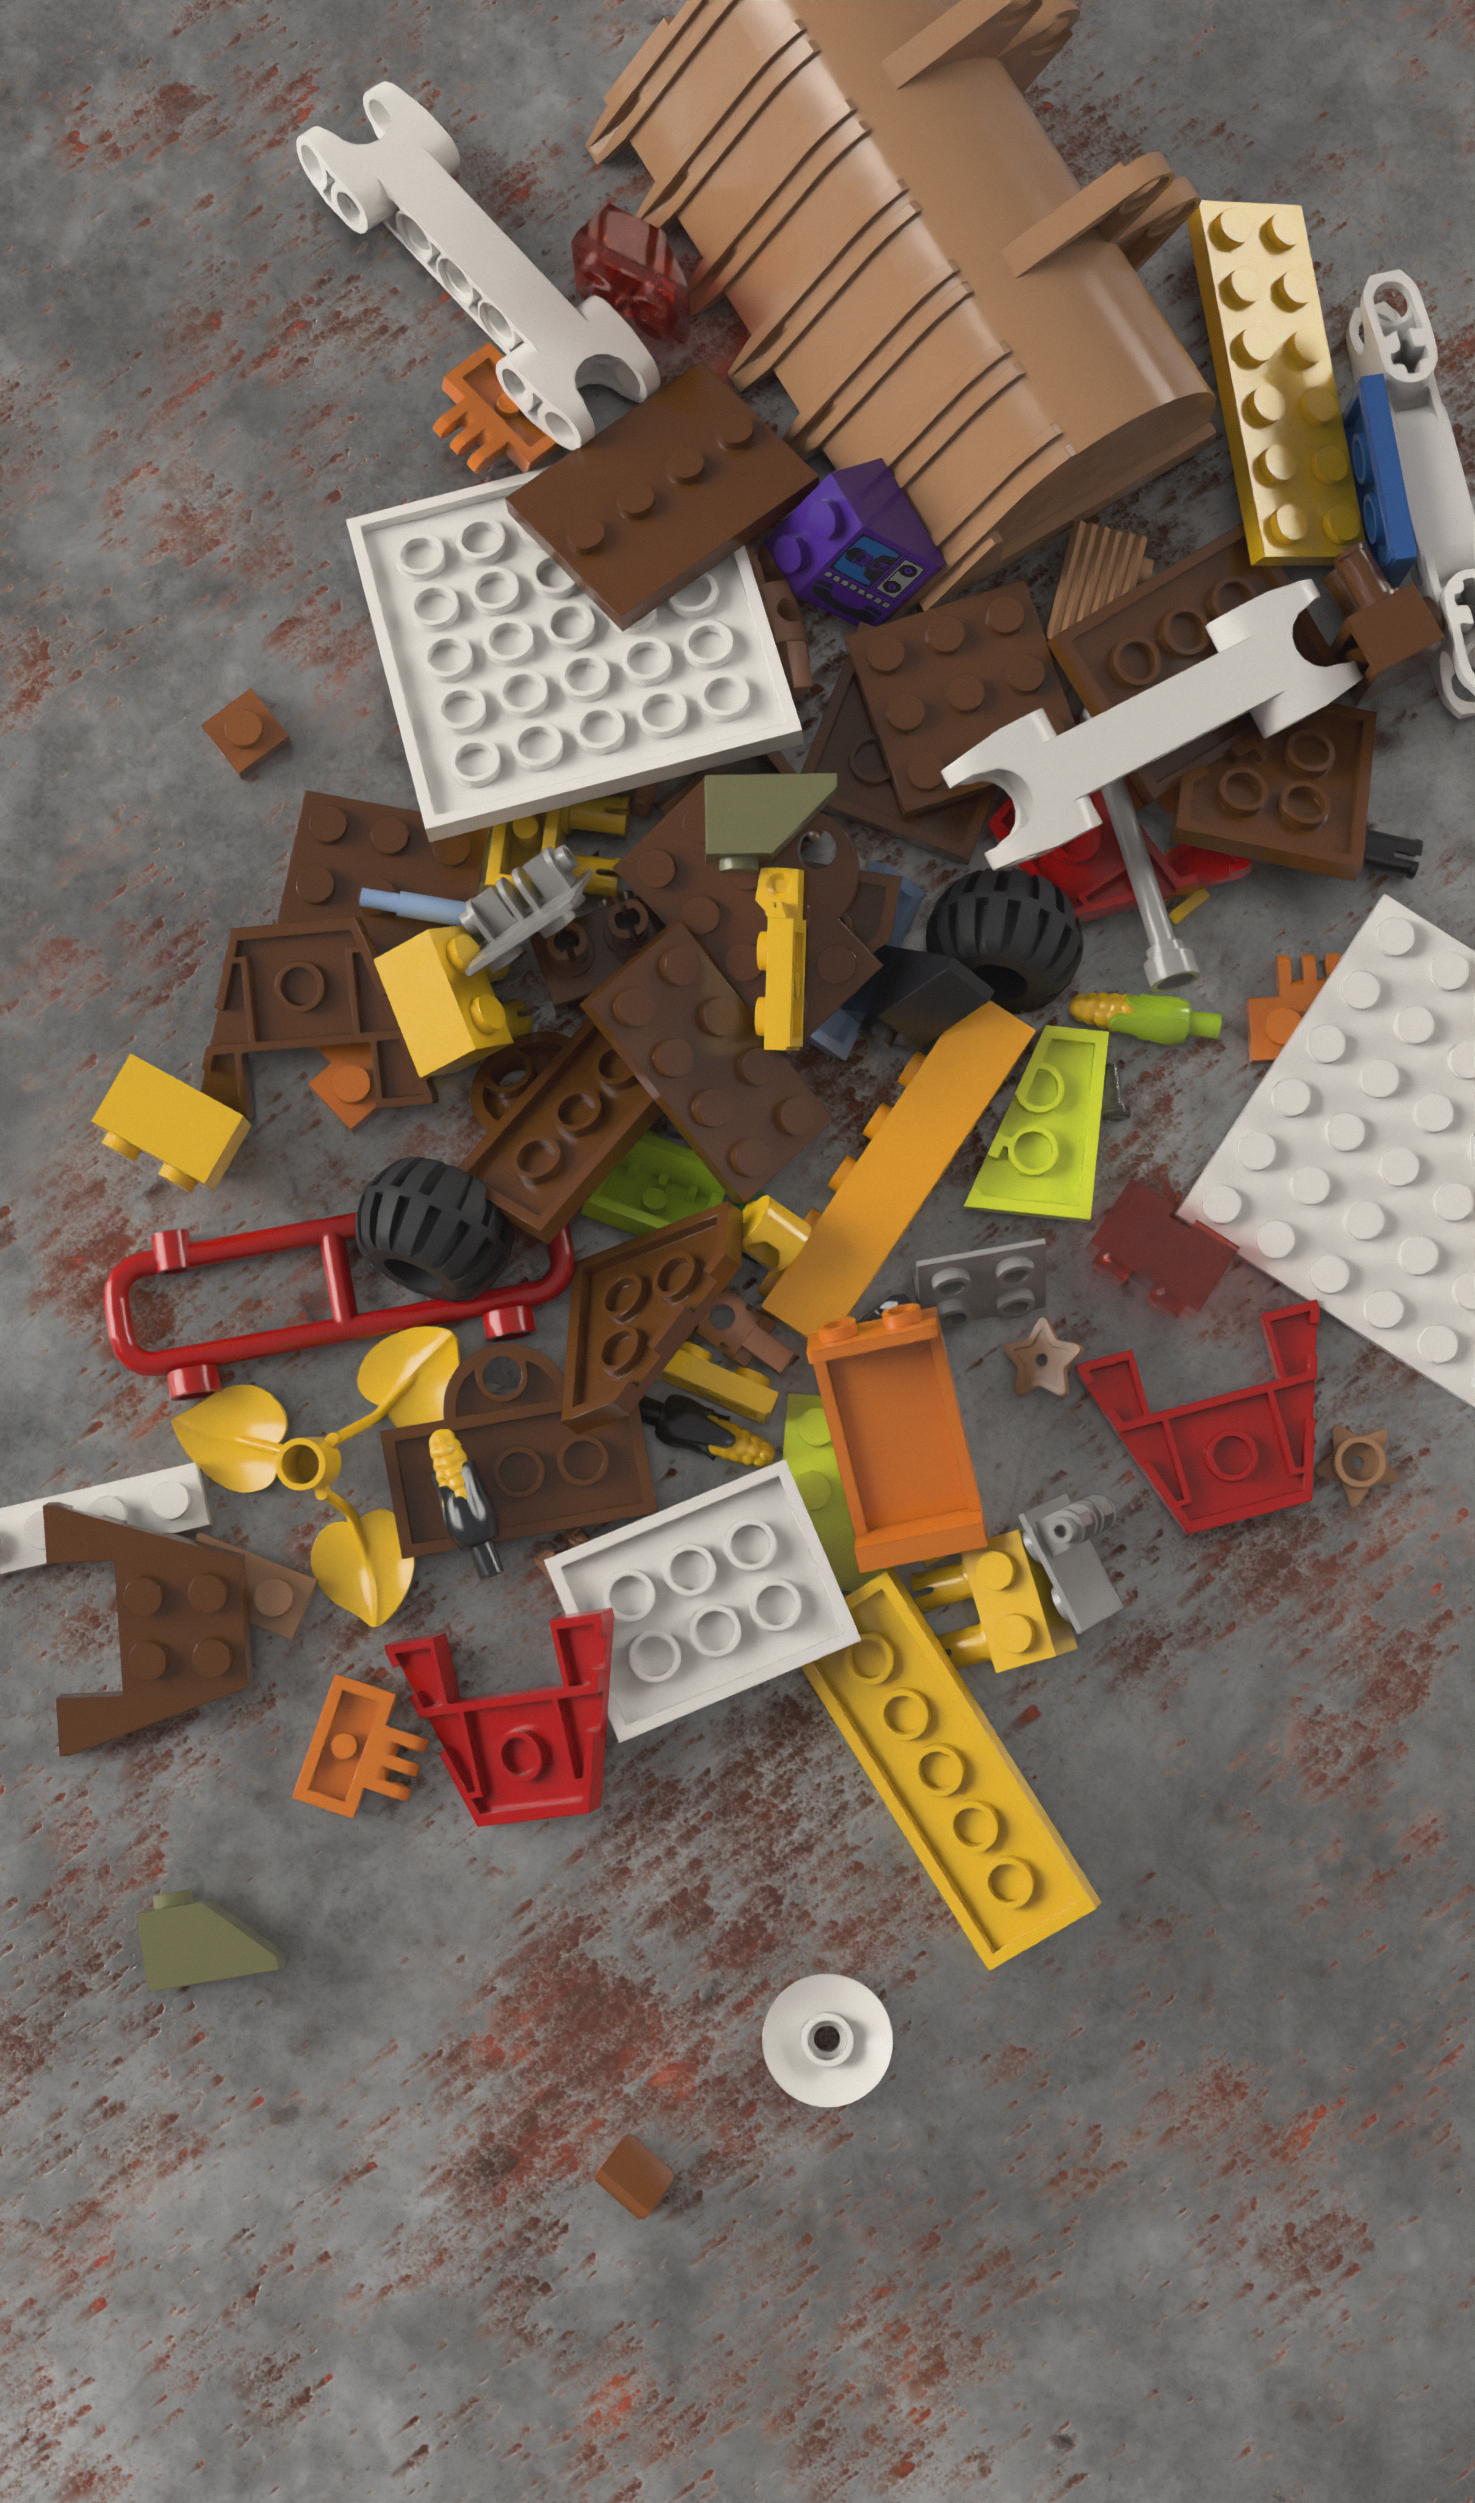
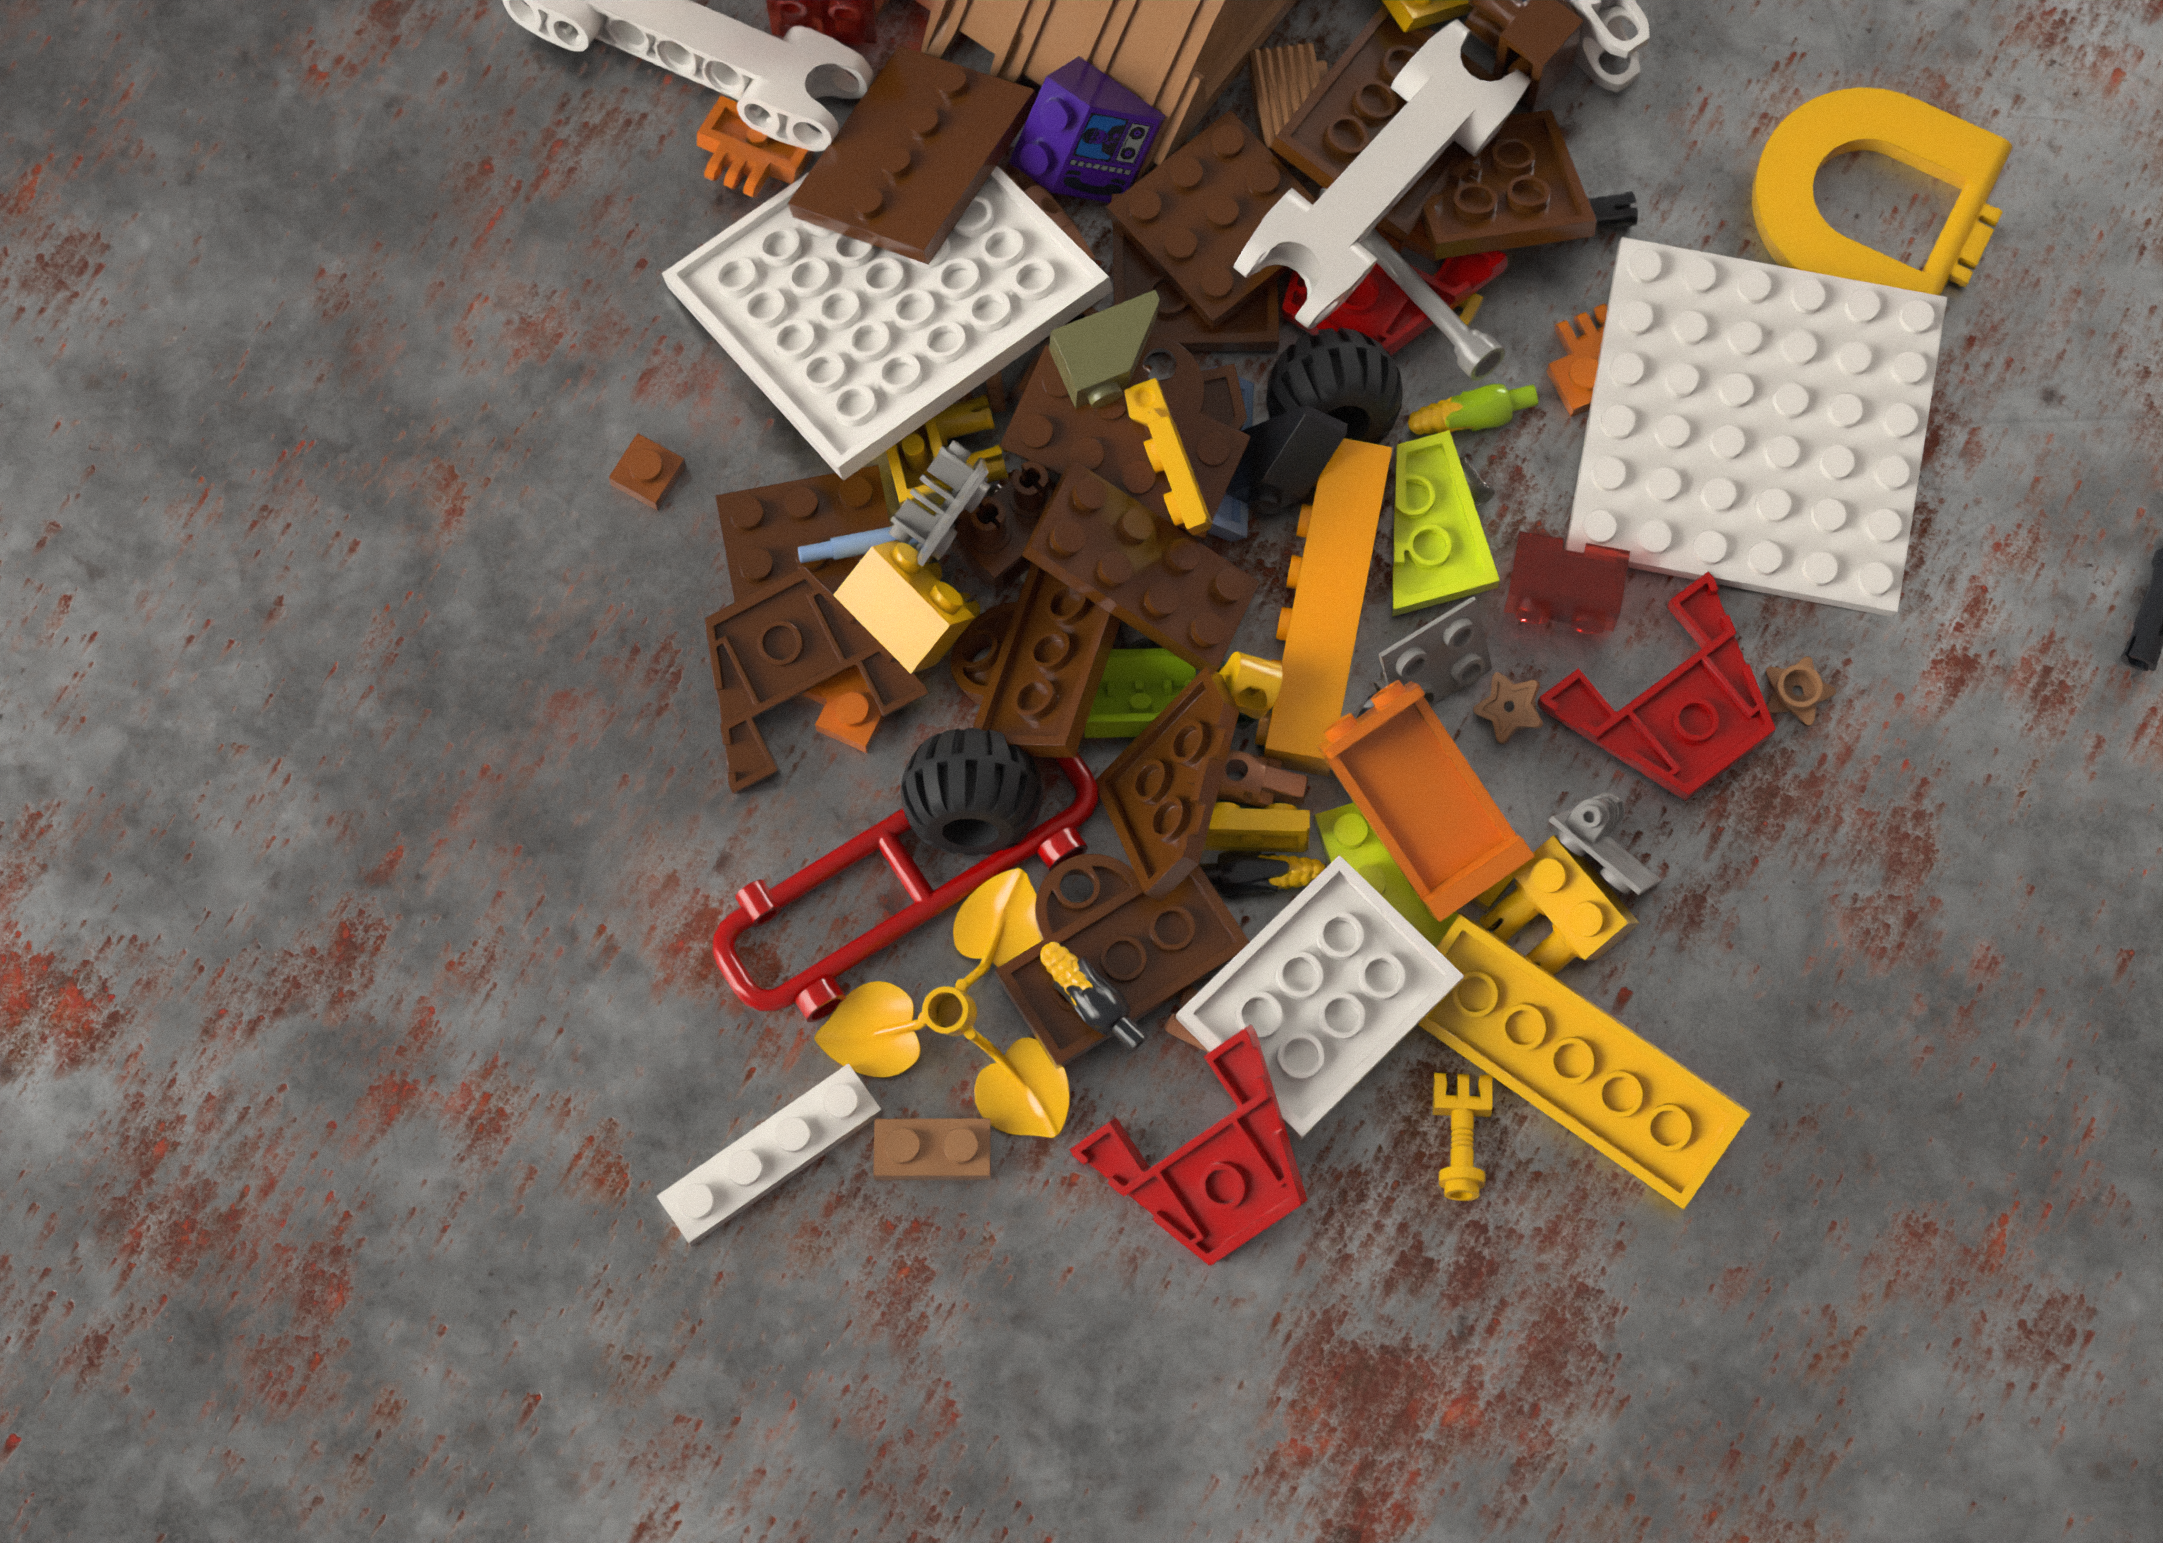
camera: 20 degrees left, 10 degrees down
(171, 1124) = (721, 788): yellow brick -> none
(177, 1624) = (889, 1196): reddish brown wing -> none
(199, 1943) = (1019, 1454): olive slope -> none
(355, 1749) = (1082, 1243): orange hinge -> none
(634, 2176) = (1464, 1502): dark orange slope -> none
(774, 1843) = (1462, 1179): none -> yellow hinge
(832, 2075) = (1593, 1295): white dish -> none

